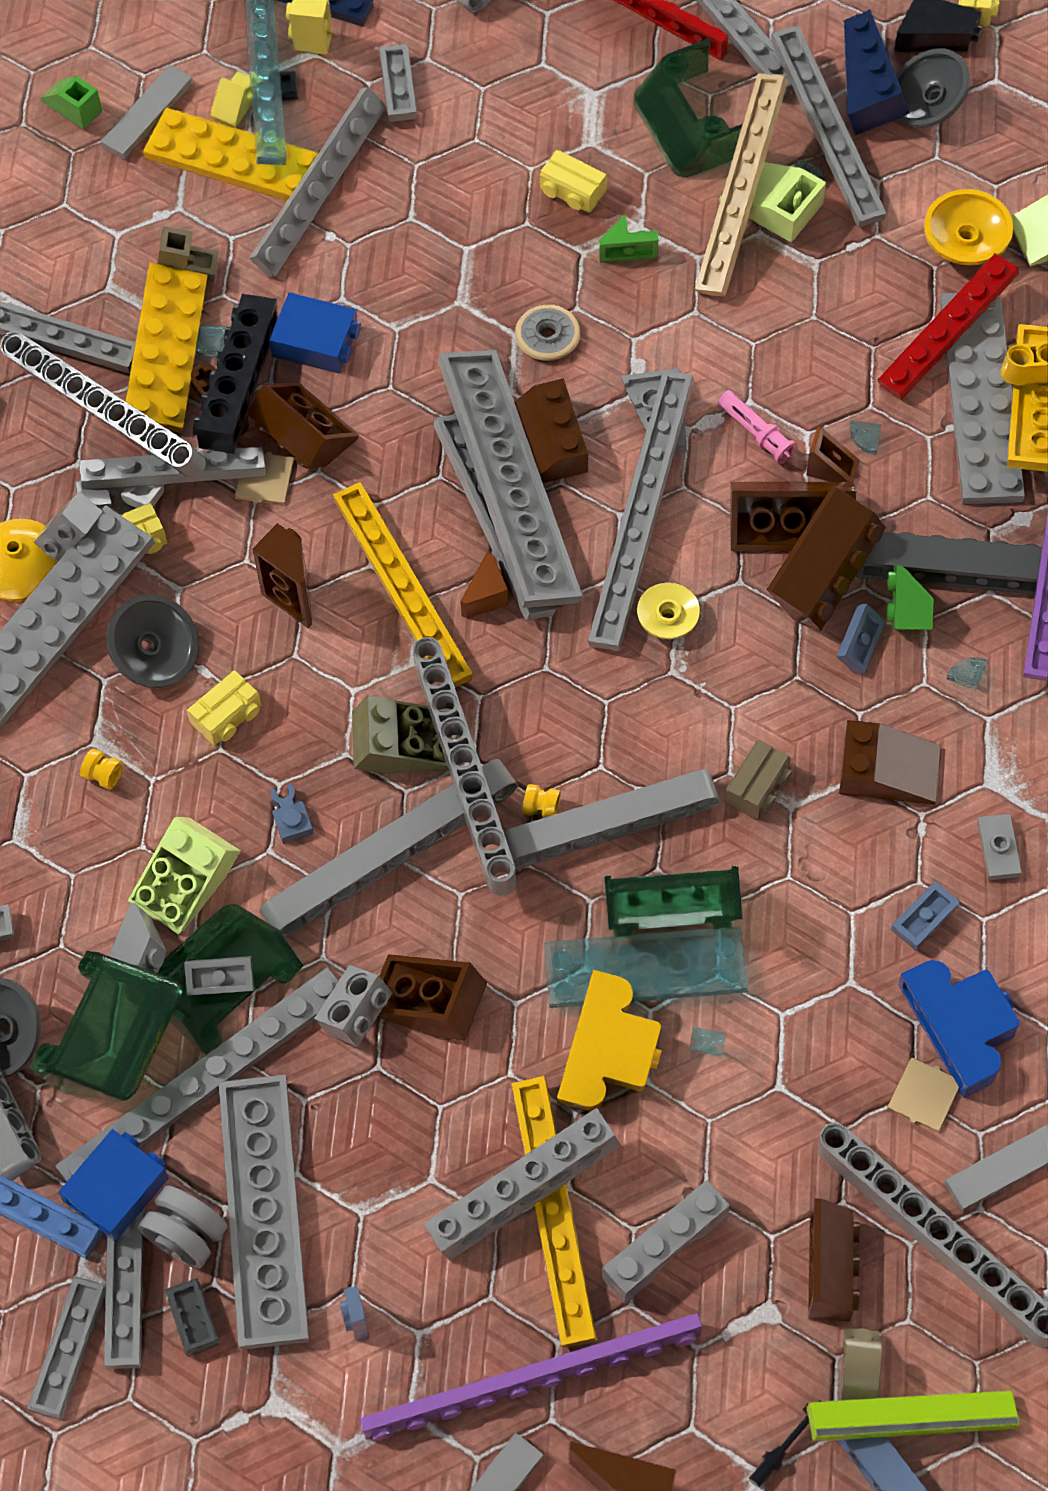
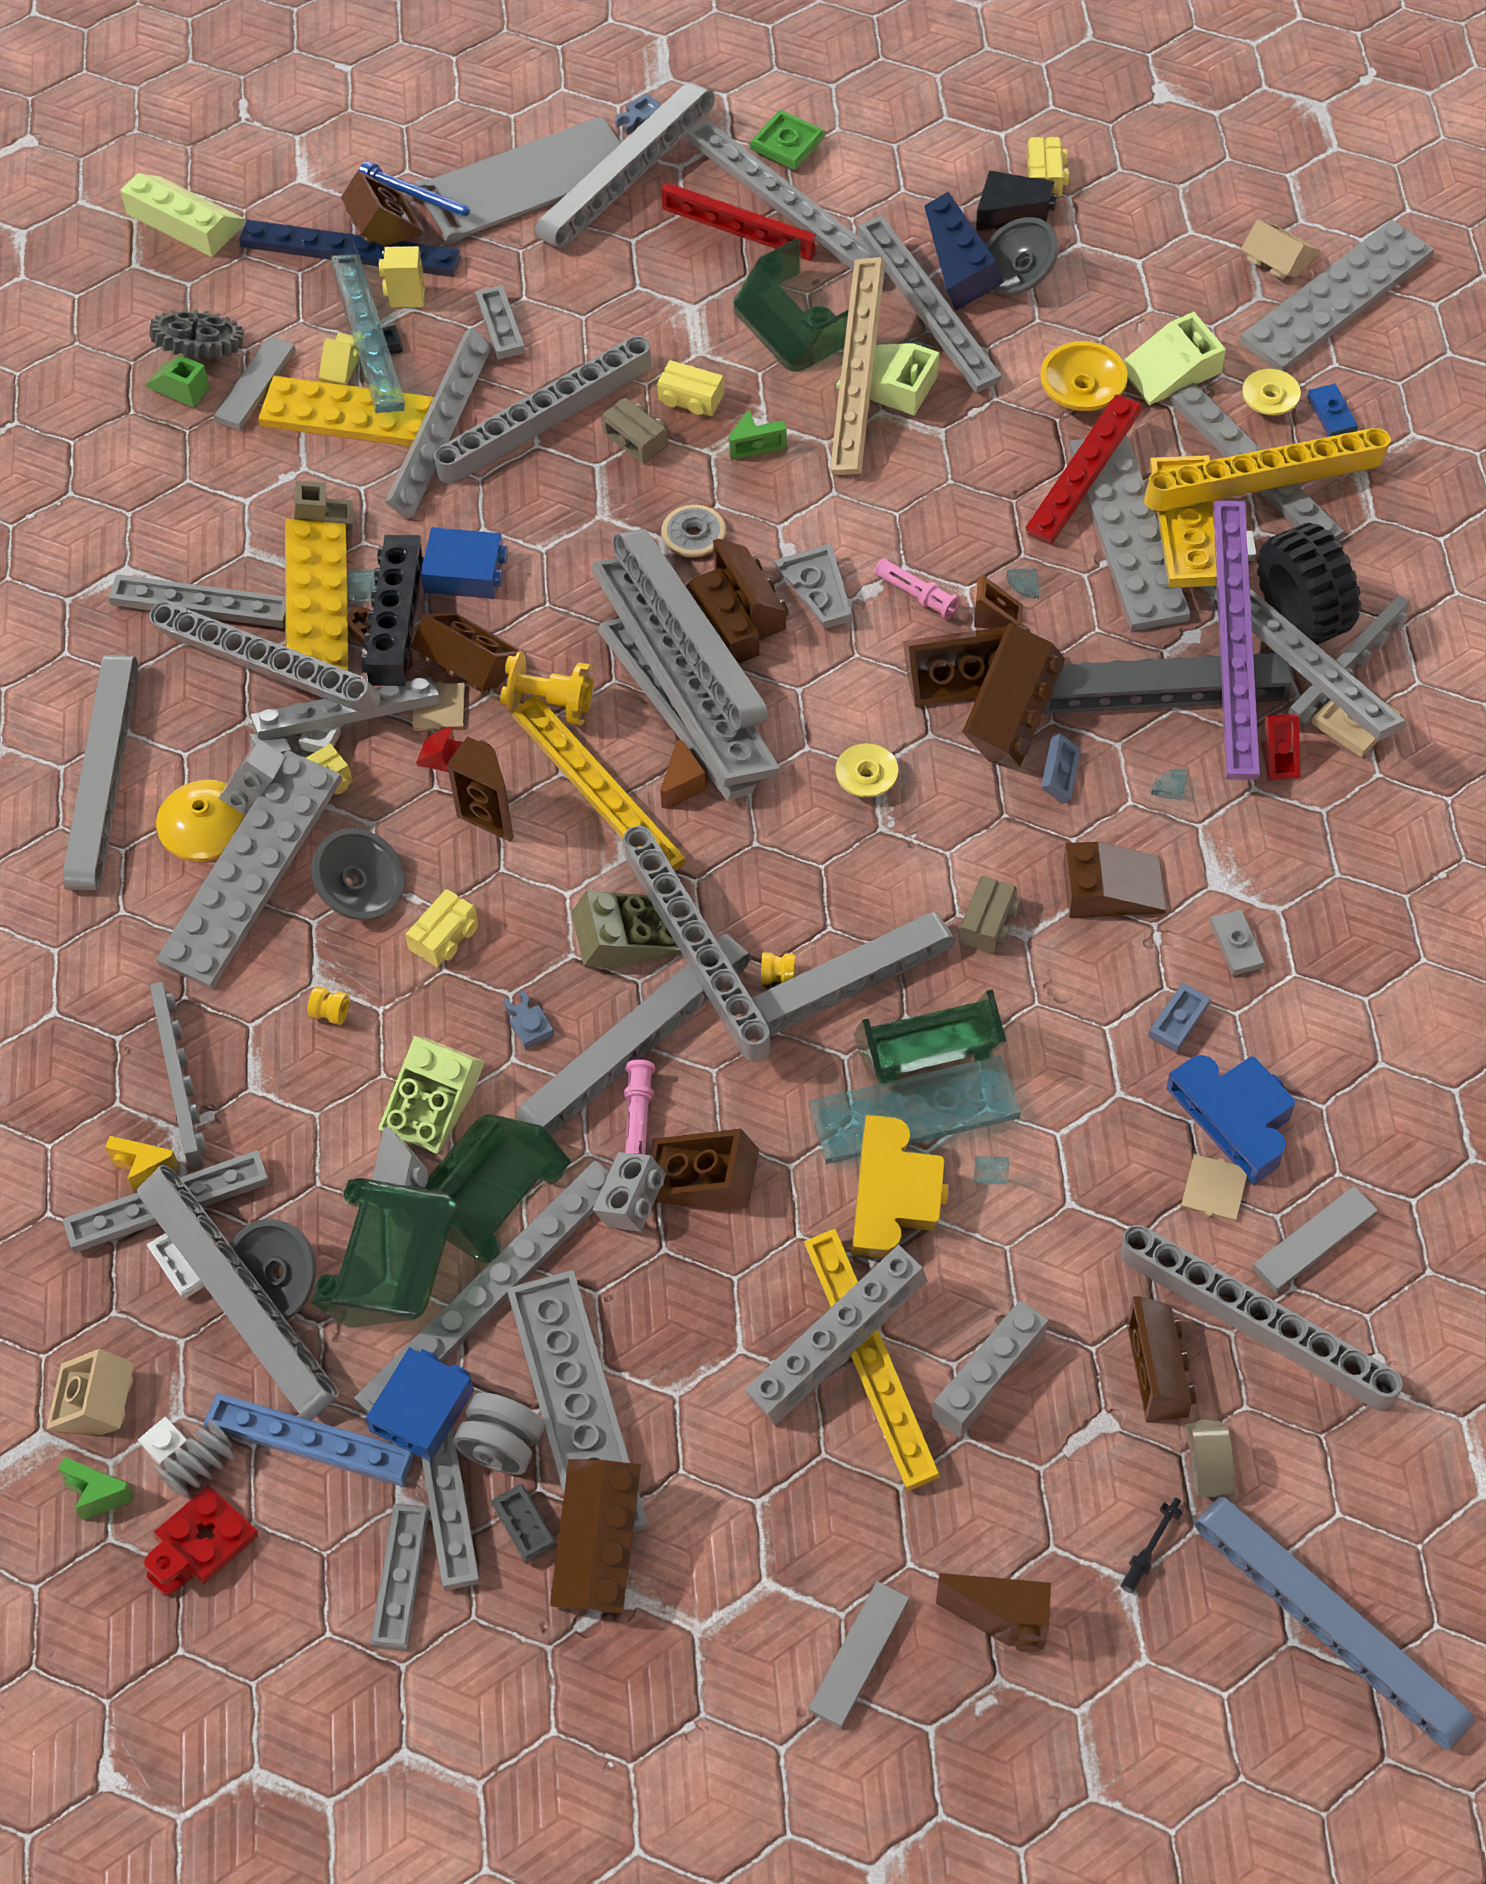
camera: 10 degrees left, 5 degrees down
(97, 54) = (196, 334): none -> dark grey gear
(219, 975) = (487, 1184): light grey plate -> none
(255, 1344) = (595, 1535): none -> reddish brown slope
(257, 522) = (438, 750): none -> red slope
(353, 1313) = (691, 1489): sand blue plate -> none
(381, 909) = (638, 1096): none -> bright pink pin
(394, 486) = (560, 690): none -> yellow piece
(423, 182) = (542, 409): none -> light grey beam
(509, 217) = (635, 430): none -> dark tan brick
(519, 1381) = (870, 1529): medium lavender plate -> none
(521, 439) = (690, 629): none -> light grey beam
(590, 403) = (751, 587): none -> reddish brown slope
(641, 511) = (821, 682): light grey plate -> none
(911, 602) = (1103, 725): bright green slope -> none
(912, 1415) = (1271, 1494): lime tile -> none

